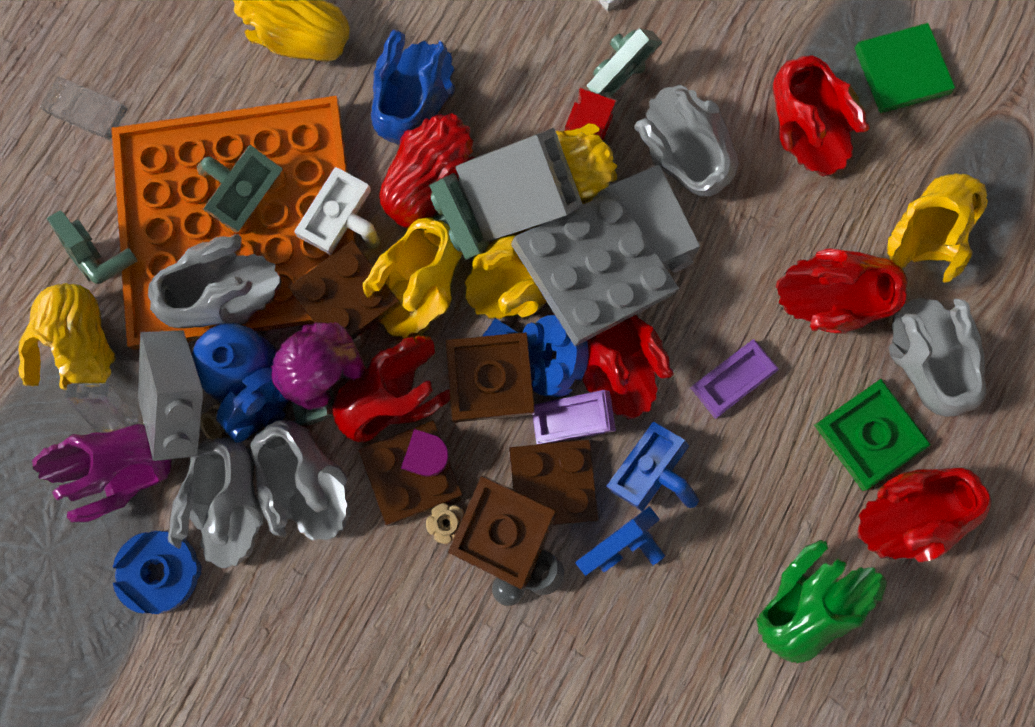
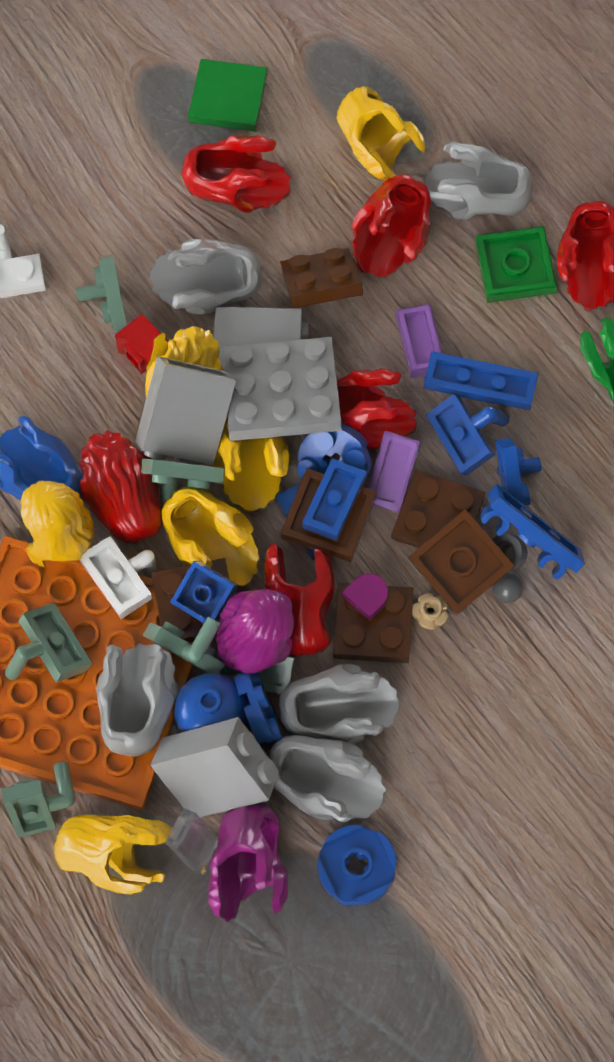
camera: 65 degrees left, 10 degrees down
(280, 304) = (198, 653): none -> sand green plate
(337, 297) = (203, 592): none -> blue piece
(349, 126) = (57, 522): none -> yellow hair
(498, 375) = (334, 499): none -> blue plate
(570, 591) = (533, 531): none -> blue plate
(715, 460) = (480, 380): none -> blue plate
(746, 249) = (321, 277): none -> reddish brown plate

